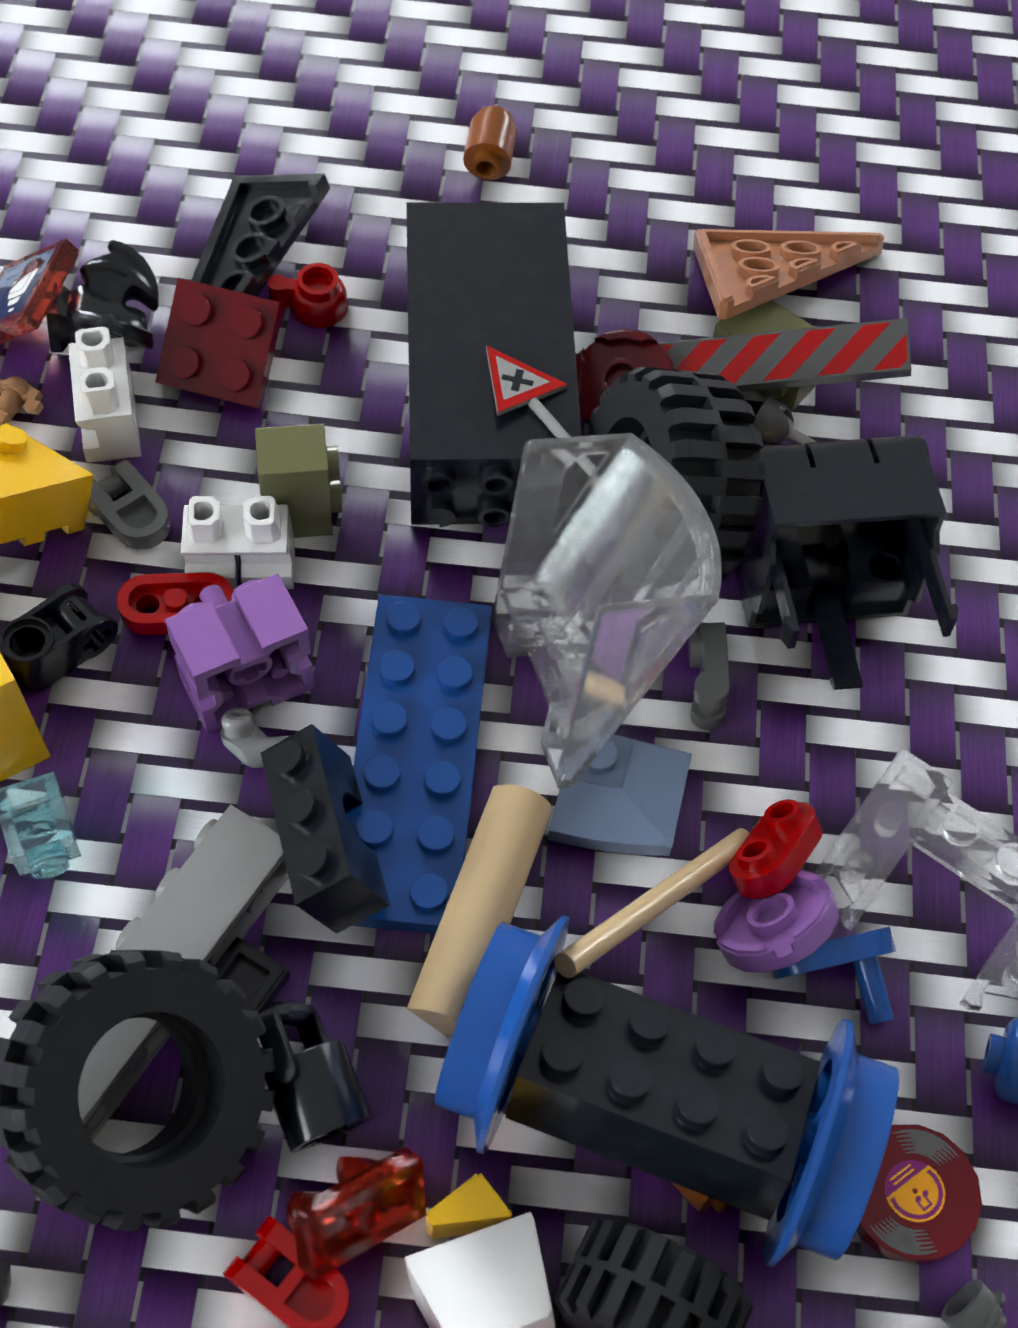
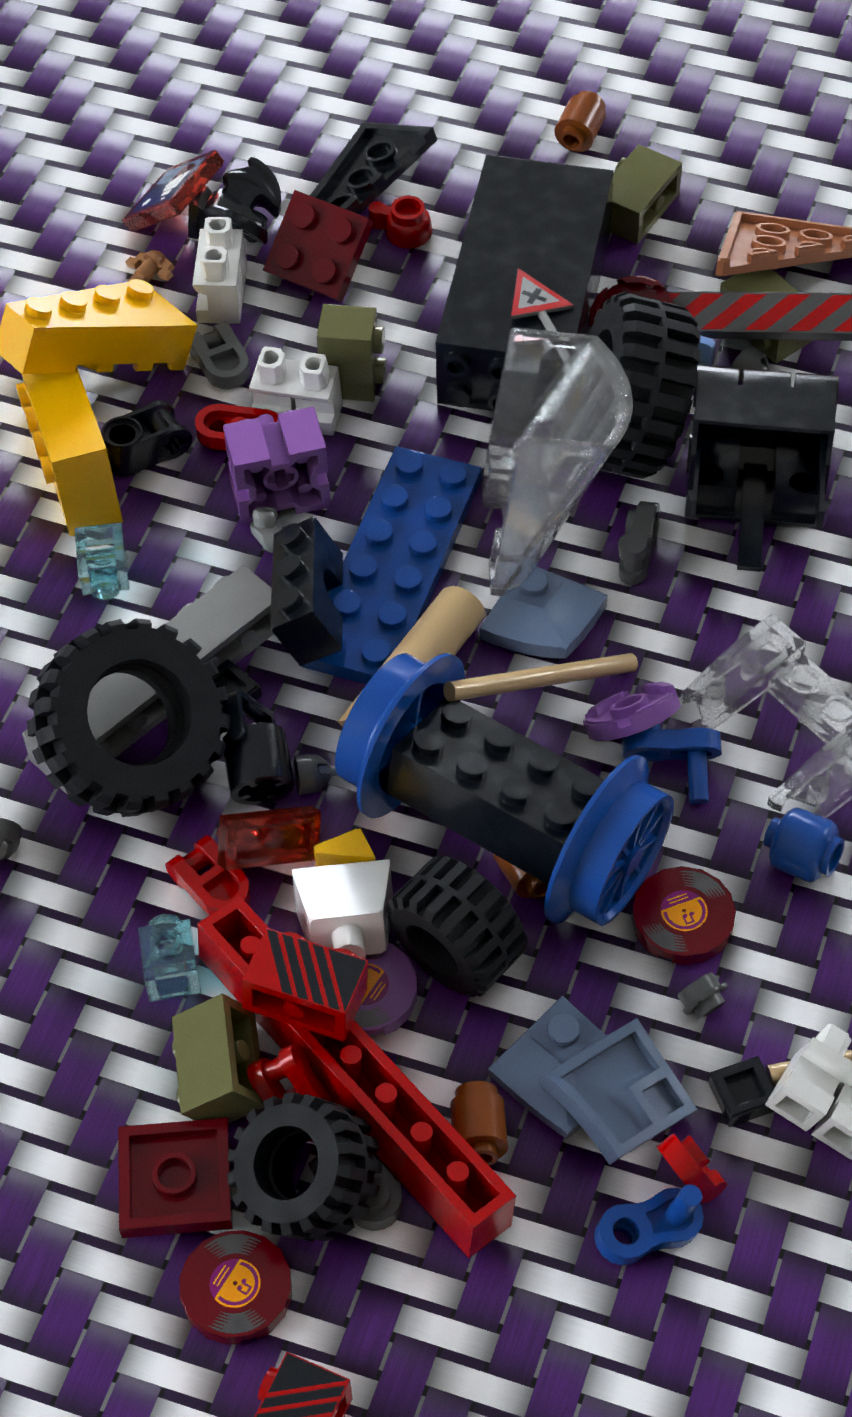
camera: 20 degrees right, 5 degrees down
(390, 1085) = (312, 773): none -> dark grey hinge
(592, 214) = (642, 191): none -> olive brick
(775, 849) = (644, 670): red plate -> none

